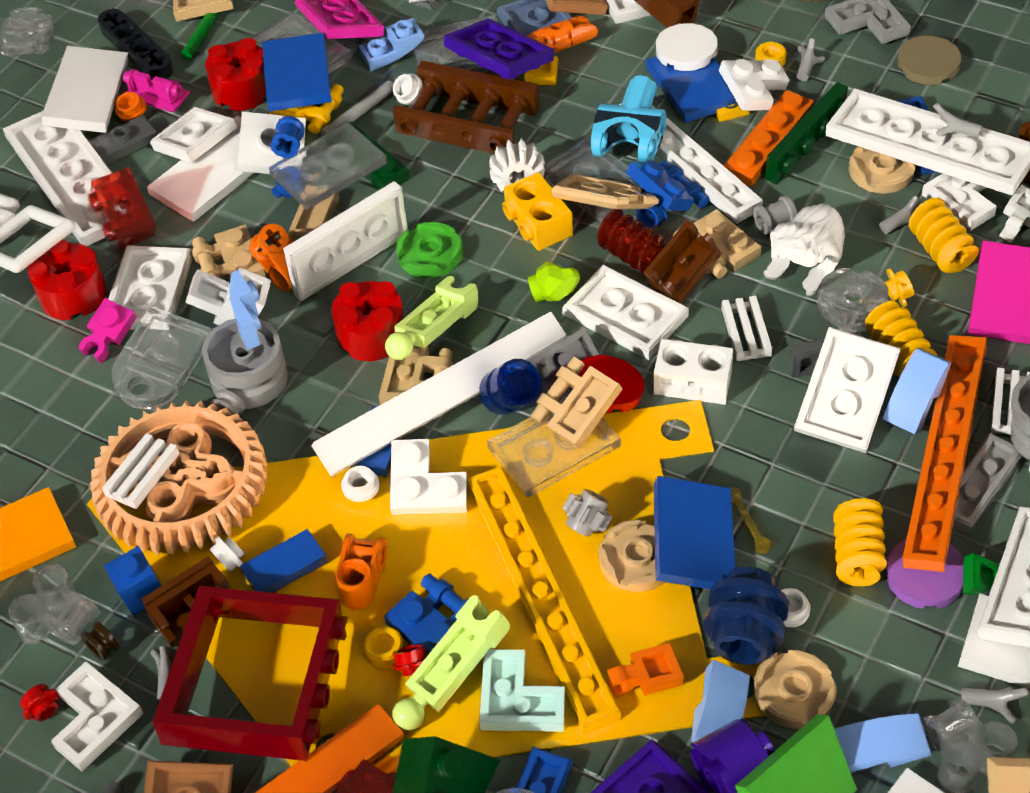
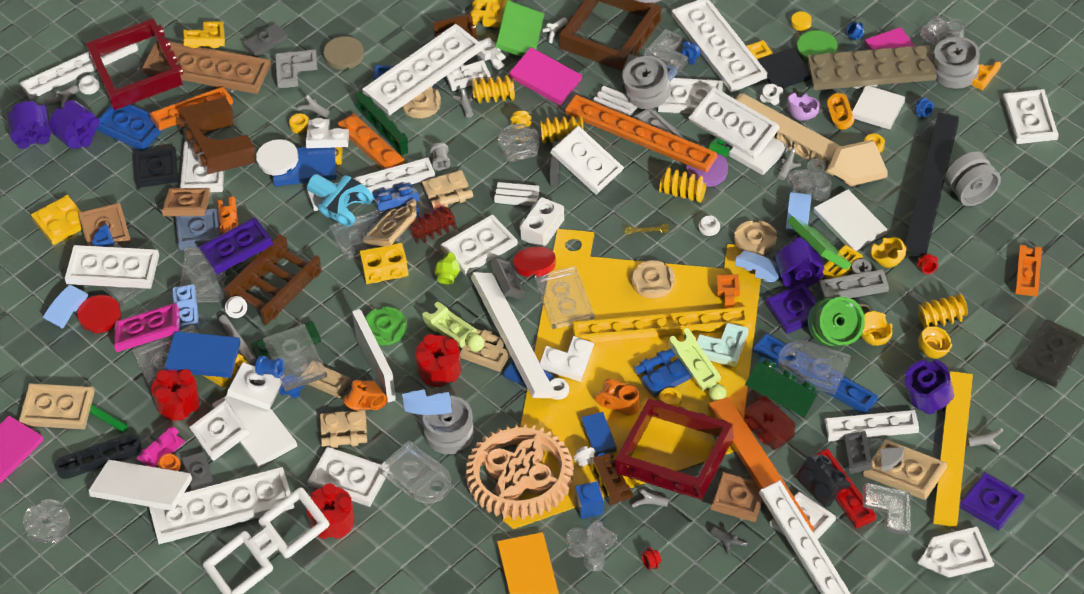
camera: 75 degrees left, 0 degrees up
(100, 641) = (621, 525): dark brown bush -> none
(102, 717) = (668, 528): white plate -> none
(108, 325) = (380, 495): dark pink plate -> none
(121, 190) = (287, 468): clear red brick -> none
(135, 469) = (507, 467): white tile -> none
(214, 295) = (390, 424): white brick -> none
(228, 399) = (471, 441): light grey bush -> none
(409, 658) = (686, 384): red plate -> none
(510, 386) = (525, 300): clear blue wheel -> none
(515, 163) = (346, 262): white gear -> none
(584, 405) = (557, 269): tan plate -> none
(587, 512) = (622, 289): light grey gear -> none
(682, 263) = (463, 204): reddish brown hinge -> none
(692, 532) = (652, 249): blue tile -> none
(746, 615) = (715, 236): dark blue piece -> none
(809, 239) = (469, 140): white hair -> none
(915, 390) = (601, 130): light blue slope -> none
(956, 124) = (424, 51): light grey bar -> none

